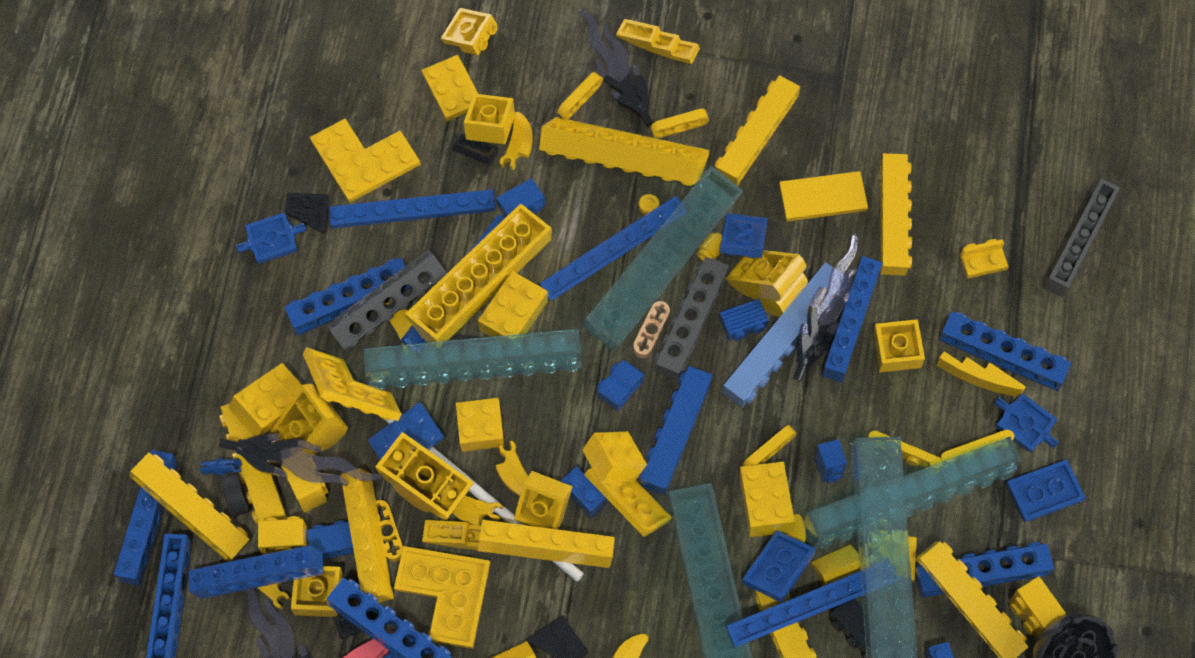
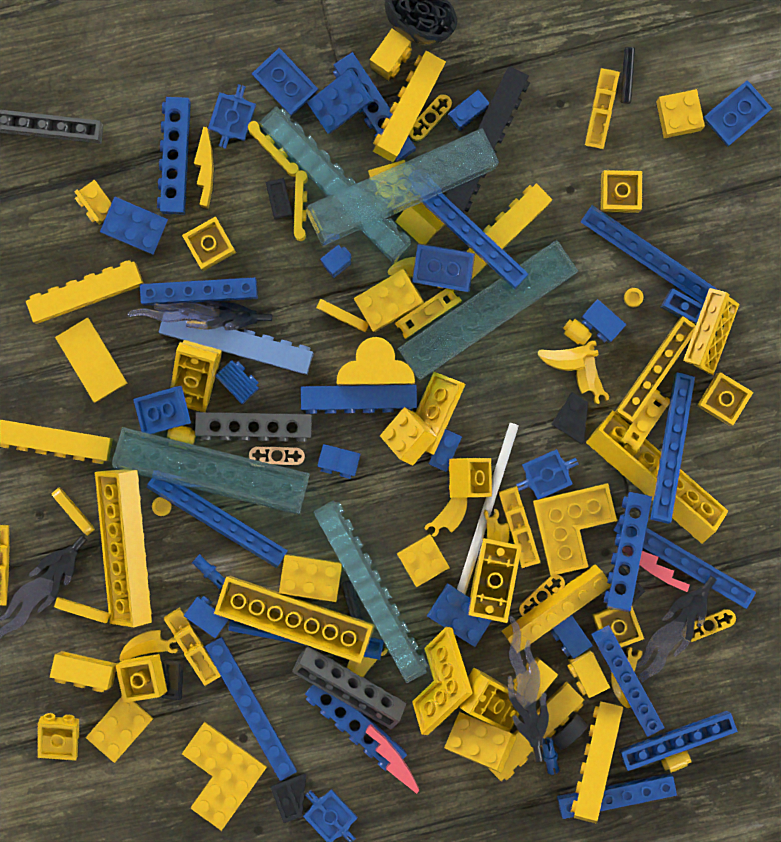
camera: 115 degrees left, 20 degrees up
(147, 593) = (676, 761): none -> yellow brick
(287, 312) = (396, 763): none -> coral slope
(497, 178) = (192, 646): none -> yellow slope
(511, 588) = (547, 474): none -> blue plate
(522, 70) = (83, 671): none -> yellow brick
(546, 544) = (503, 460): yellow brick -> none
(566, 221) = (209, 571): none -> blue pin
(704, 454) = (375, 366): none -> yellow brick
(737, 536) = (428, 312): none -> yellow plate
(921, 435) = (279, 198): none -> black plate
(937, 614) = (443, 110): none -> yellow beam
(946, 284) = (133, 225): none -> blue plate
(1004, 535) = (339, 101): none -> blue plate

